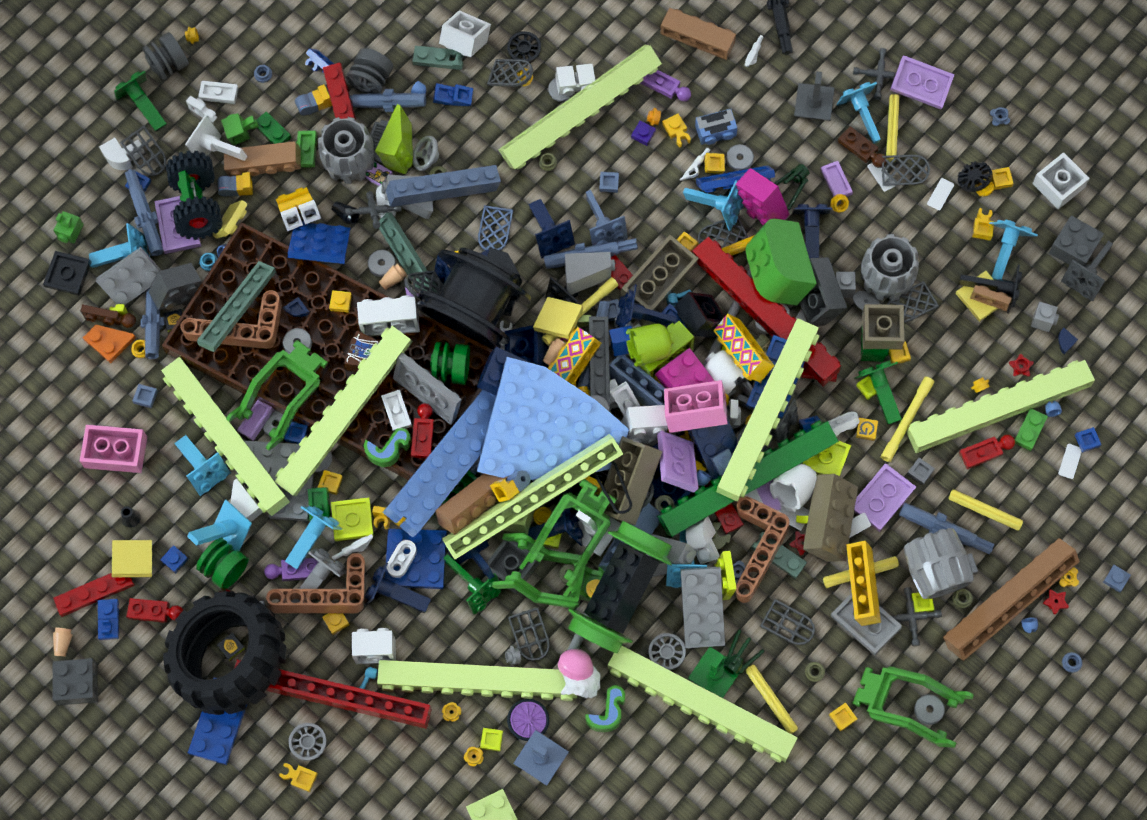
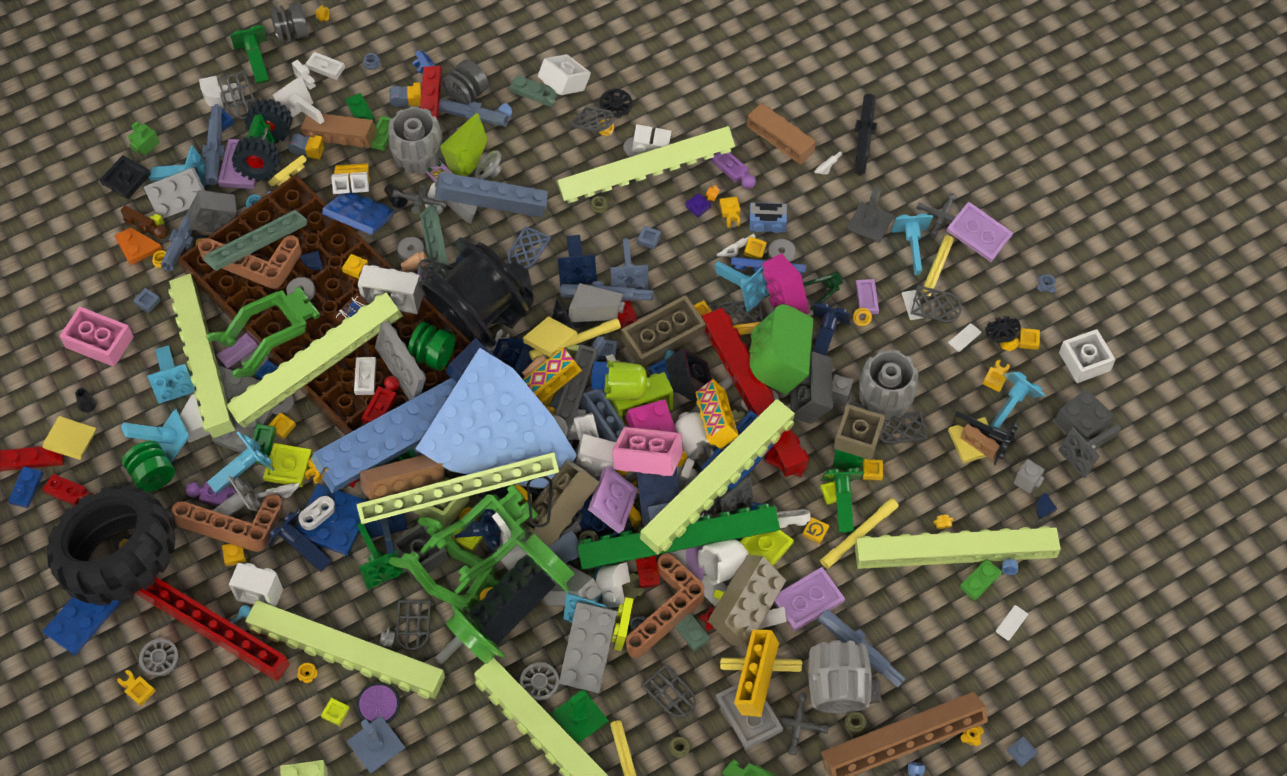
camera: 15 degrees right, 10 degrees down
(174, 559) = (109, 452): blue plate -> none
(237, 128) = (328, 98): bright green brick -> none
(391, 451) = (345, 409): bright green animal -> none
(454, 96) = (535, 126): blue slope -> none
(473, 751) = (311, 716): yellow plate -> none
(507, 489) = (435, 473): yellow leg -> none
(579, 674) = (441, 672): hair -> none
(612, 716) = (461, 725): bright green animal -> none
(631, 310) = (630, 355): dark blue piece -> none
(703, 478) = (633, 524): medium blue hinge -> none
(733, 664) = (600, 711): dark green plant -> none
(861, 147) = (901, 273): reddish brown plate -> none
(920, 471) = (855, 585): flat silver plate -> none
(922, 604) = (812, 715): neon yellow tile -> none
(985, 510) = (909, 643): light yellow axle -> none
(986, 450) = (928, 586): red plate -> none
(1021, 361) = (997, 517): red plate -> none
(1050, 602) = (951, 760): red plate -> none
(1088, 440) = (1036, 606): blue plate -> none

